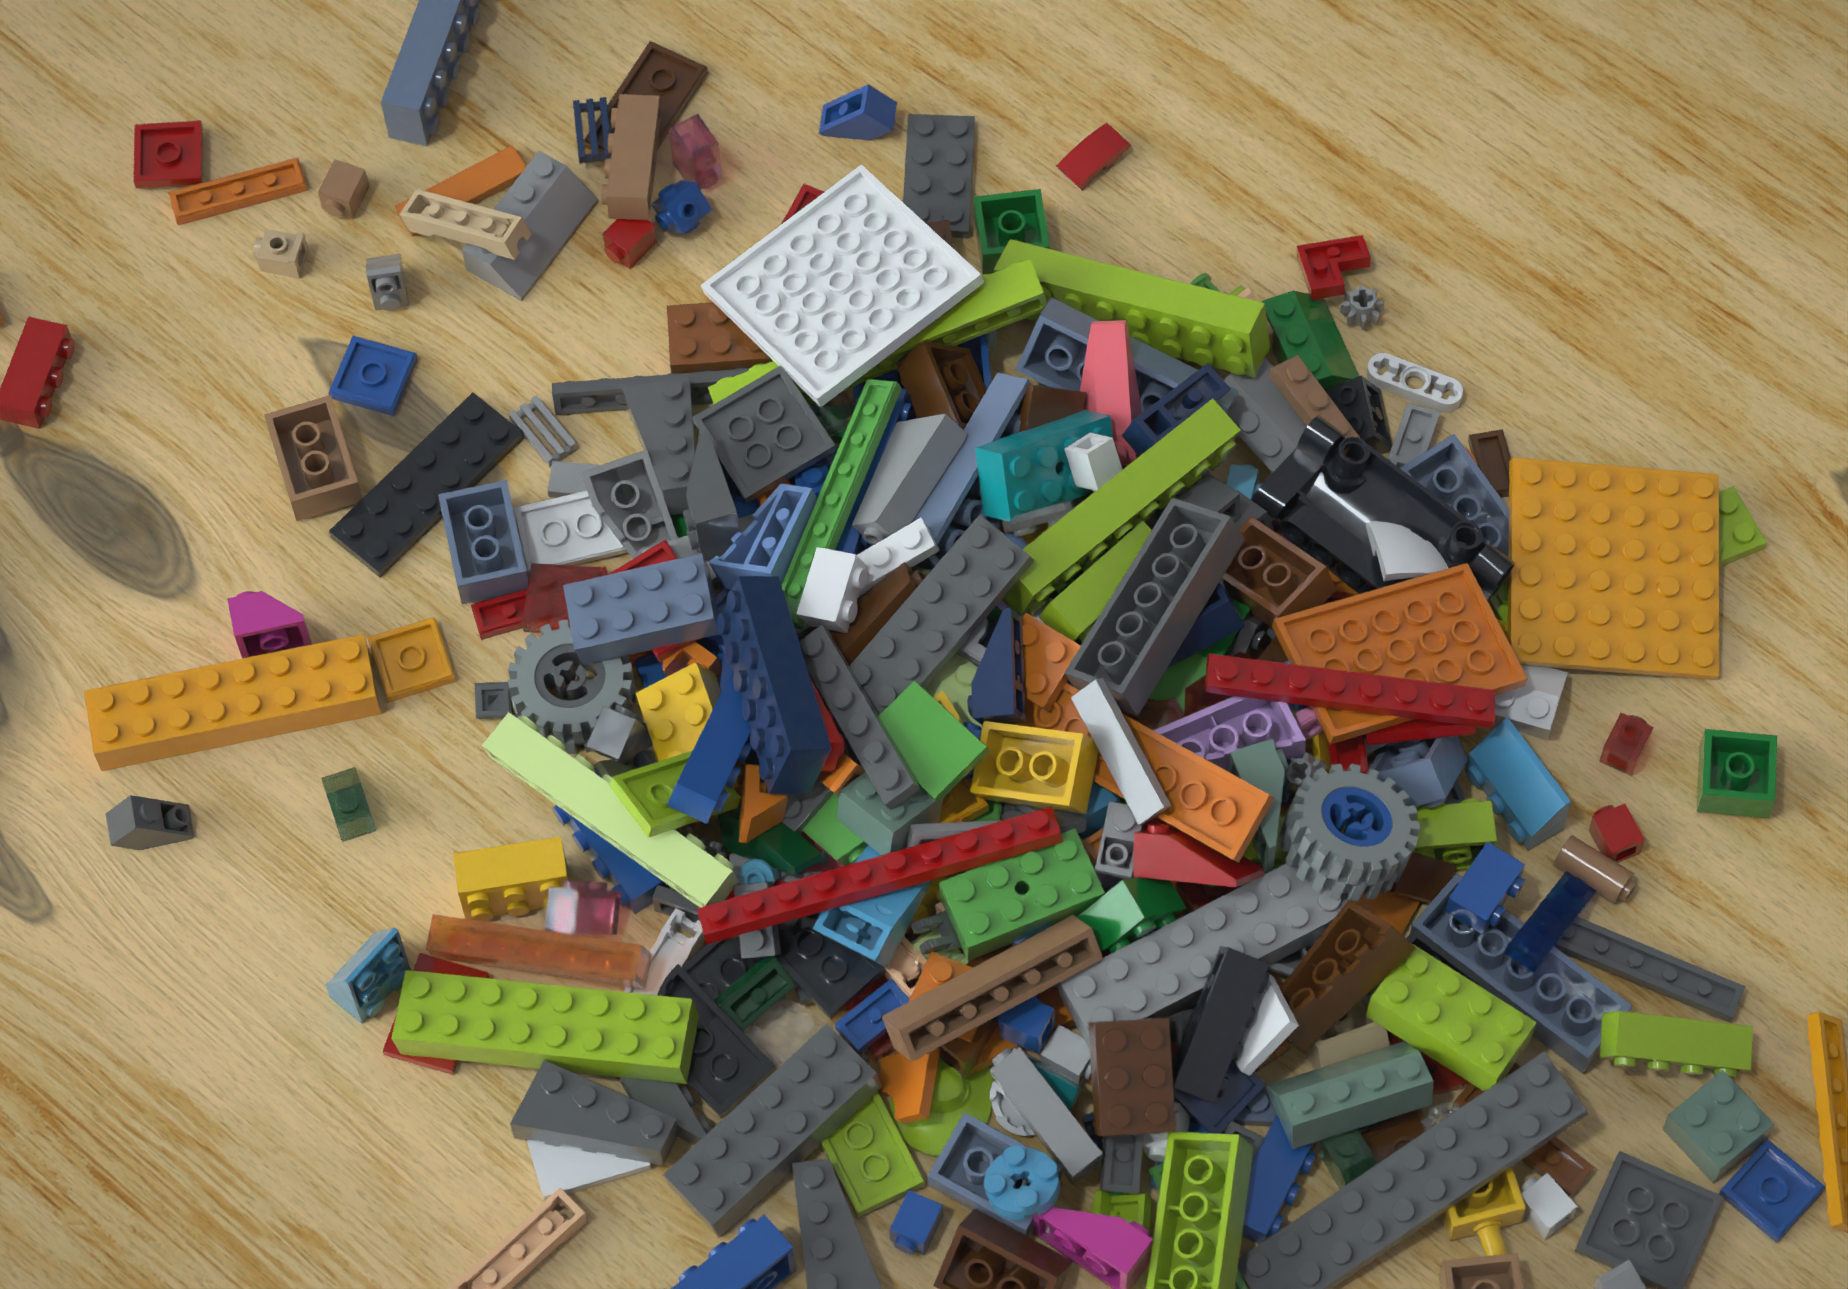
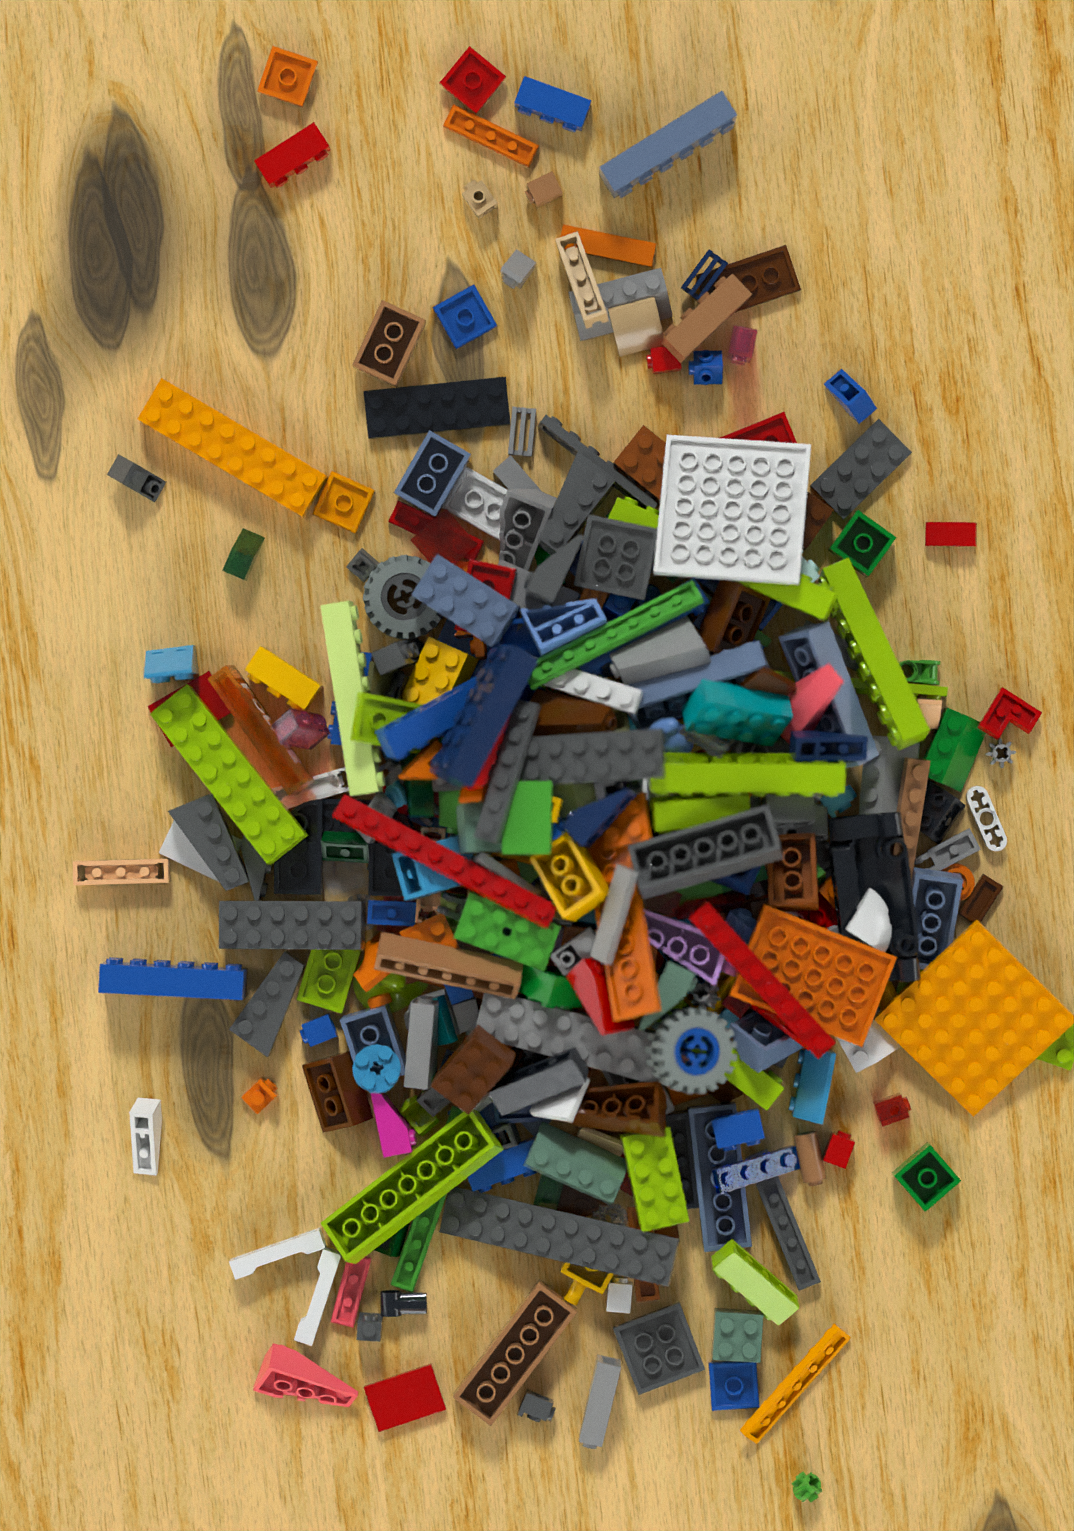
camera: 40 degrees right, 25 degrees up
(265, 624) = (280, 422): dark pink slope -> none
(275, 107) = (552, 104): none -> blue brick
(567, 230) = (636, 326): none -> tan slope
(832, 590) = (562, 688): white brick -> none
(951, 1122) = (379, 1000): none -> orange tile
(1093, 461) = (757, 738): white brick -> none

